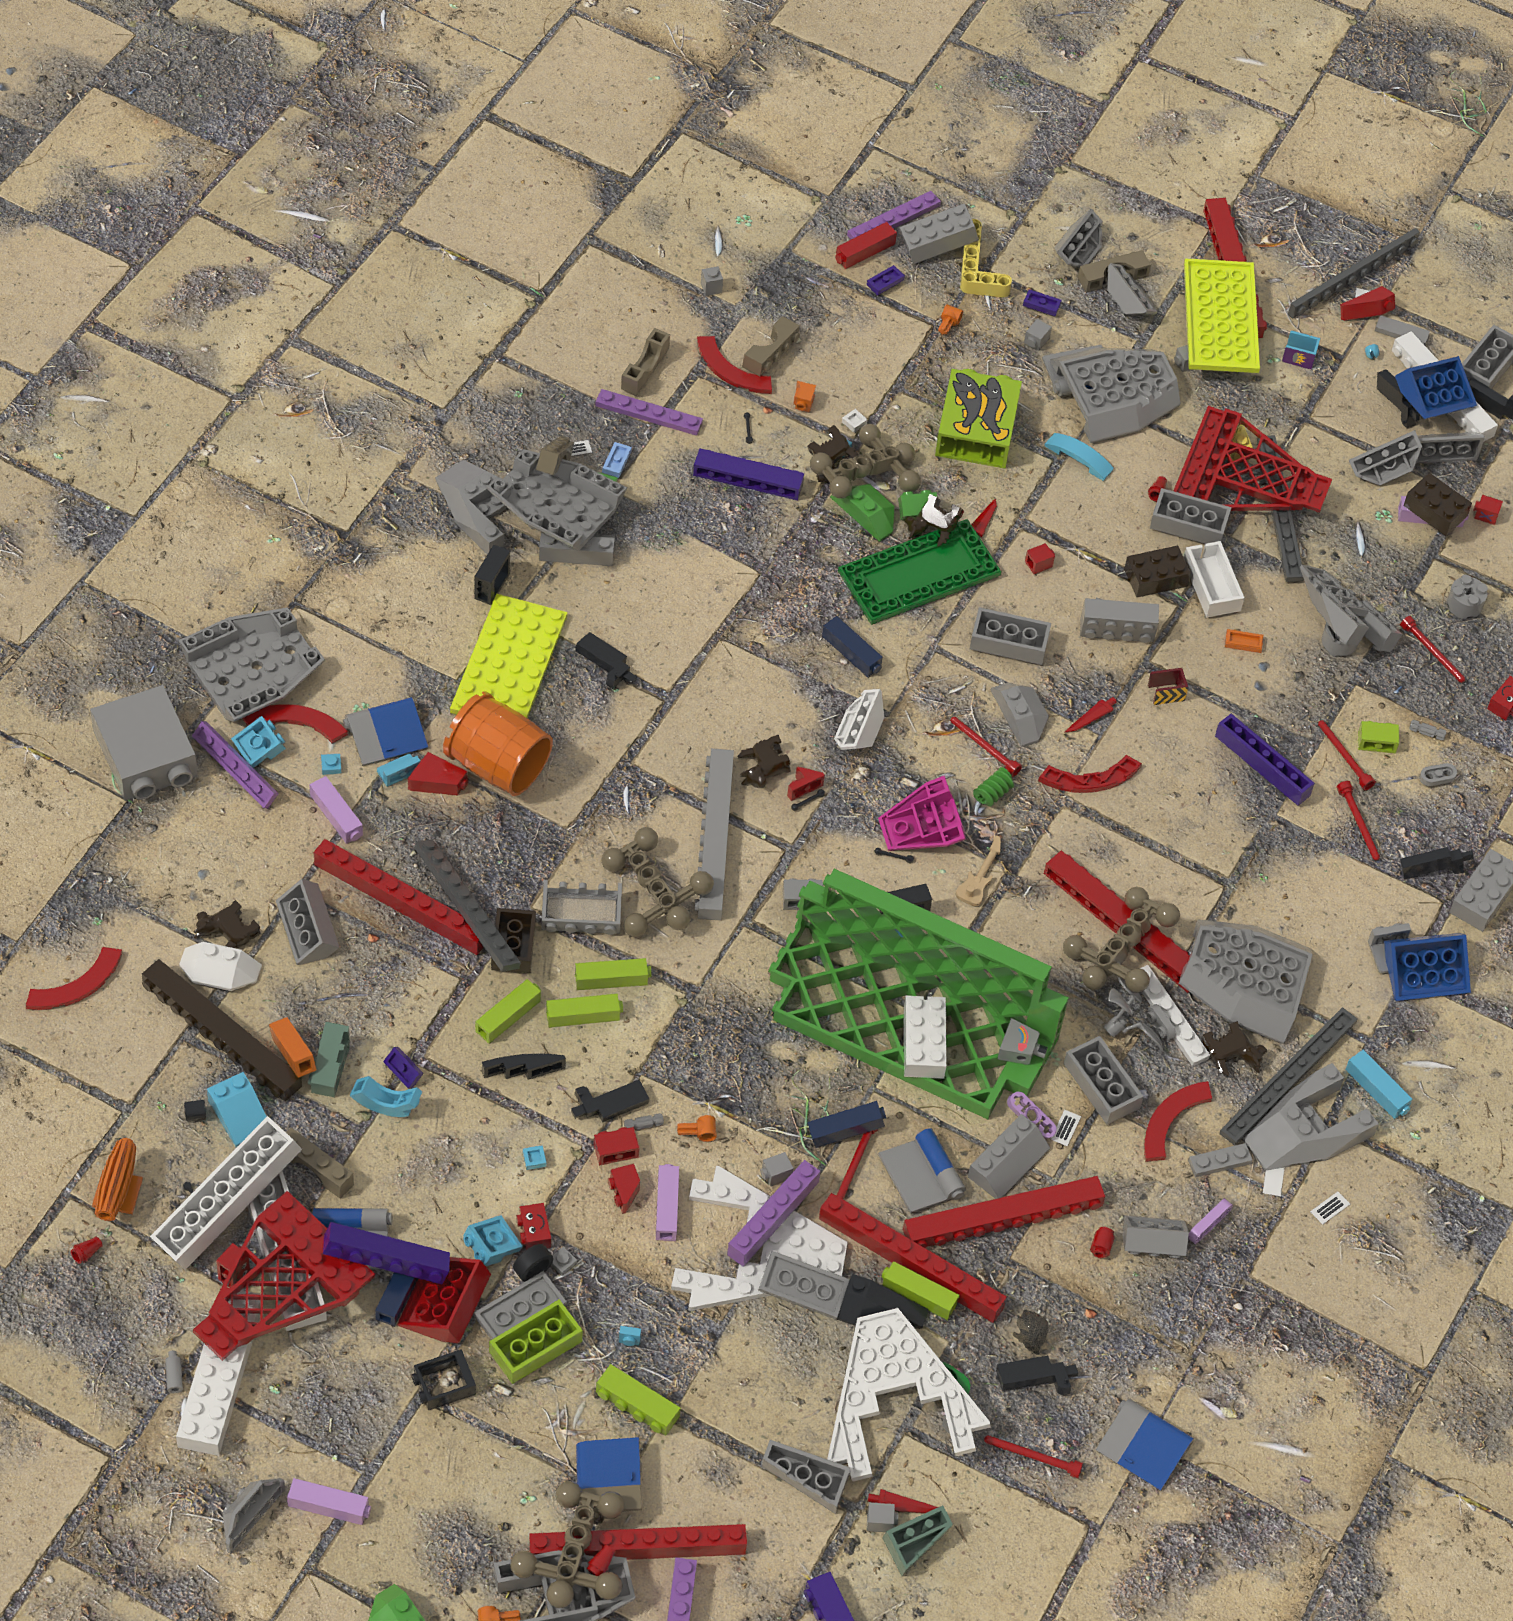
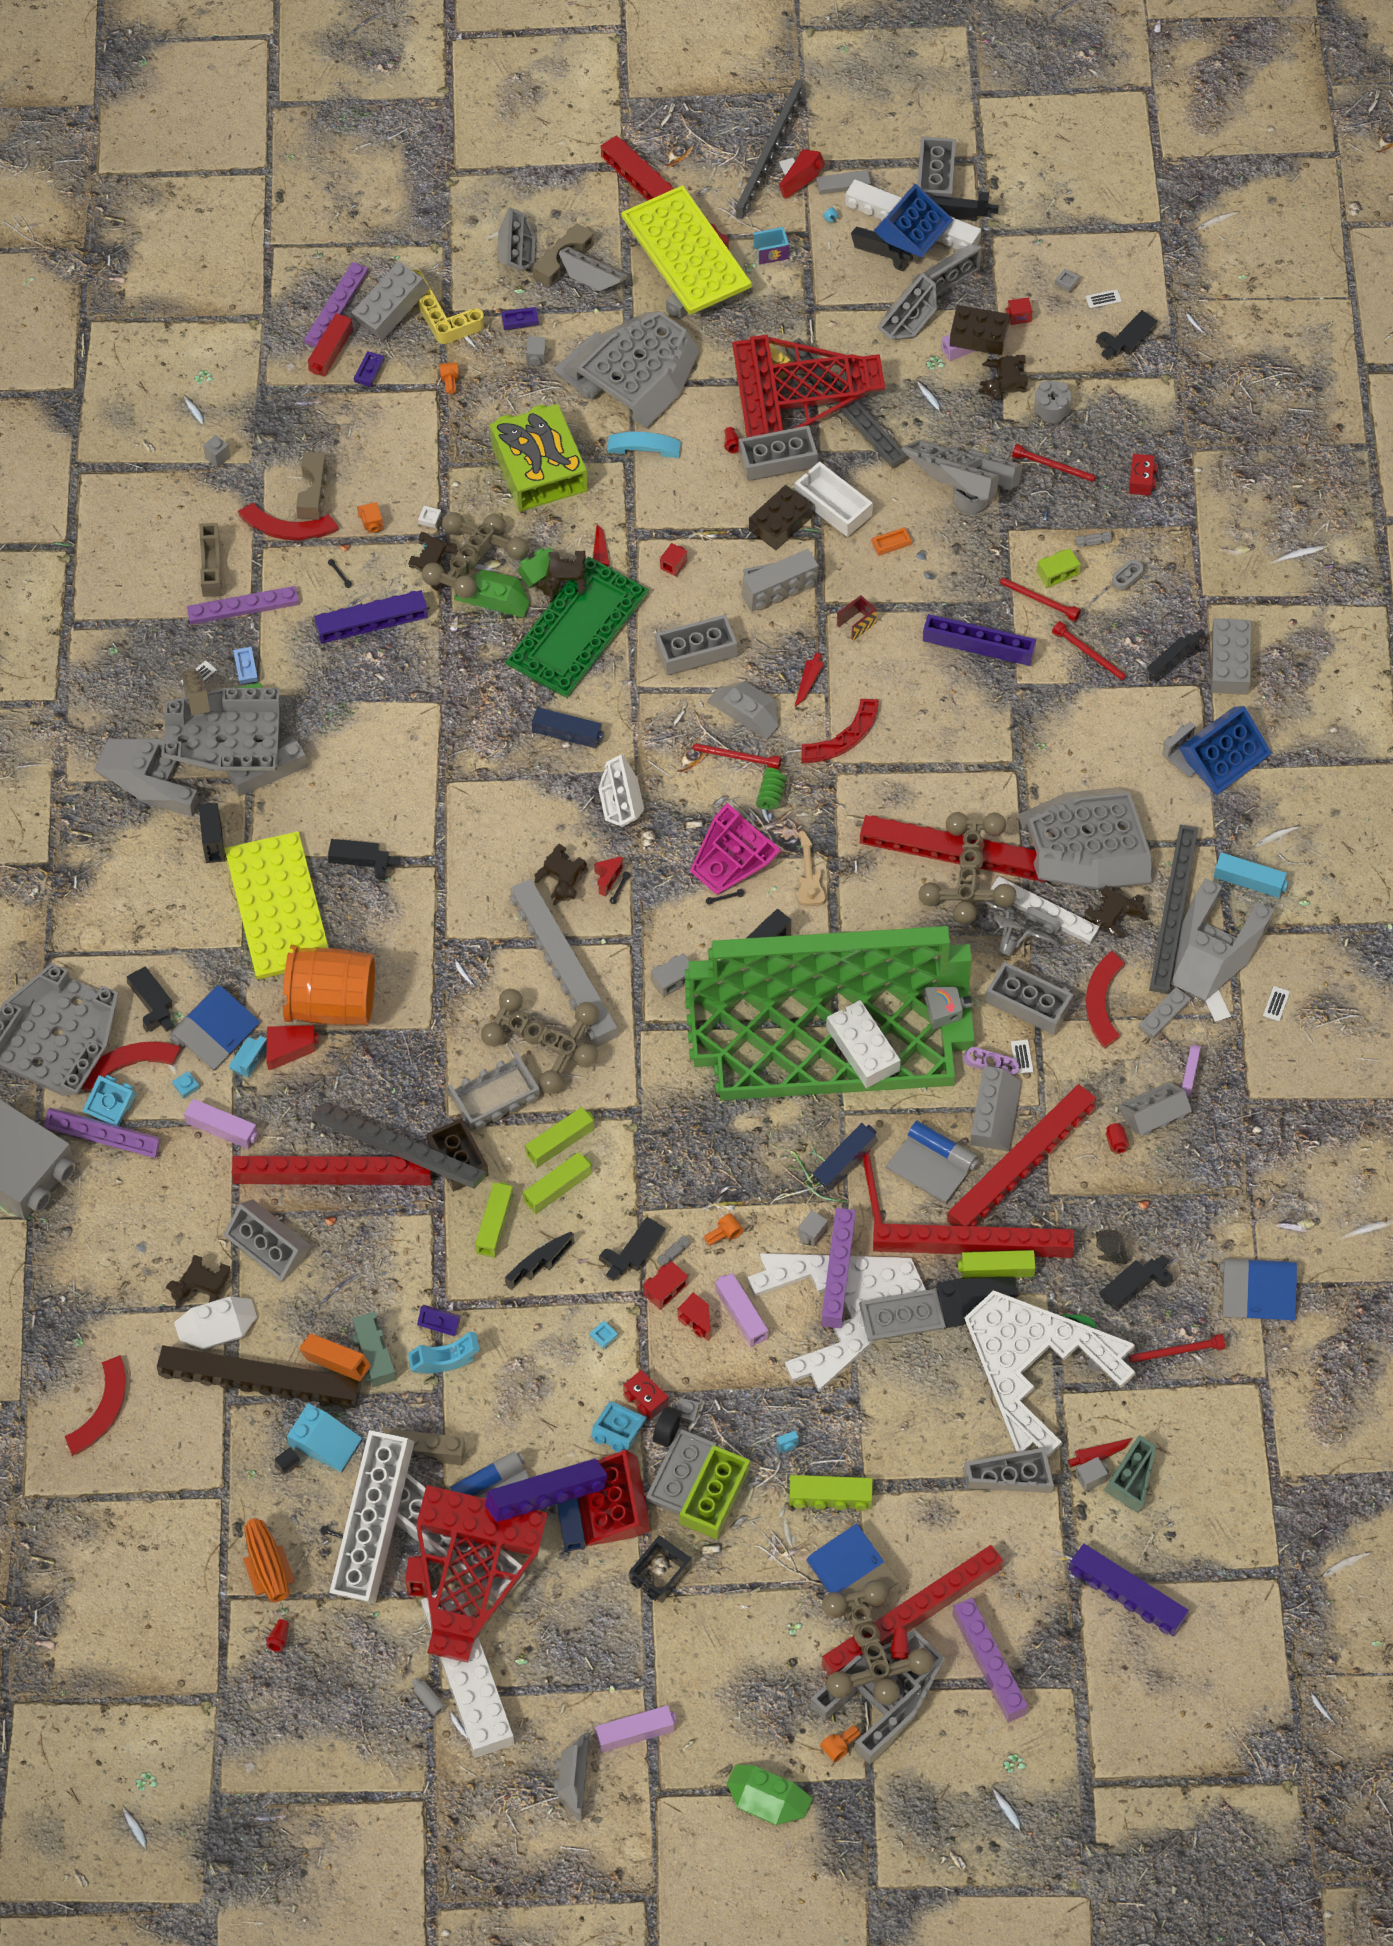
camera: 25 degrees left, 5 degrees up
(353, 681) = (153, 998): none -> black piece
(1440, 559) = (1008, 376): none -> dark brown animal

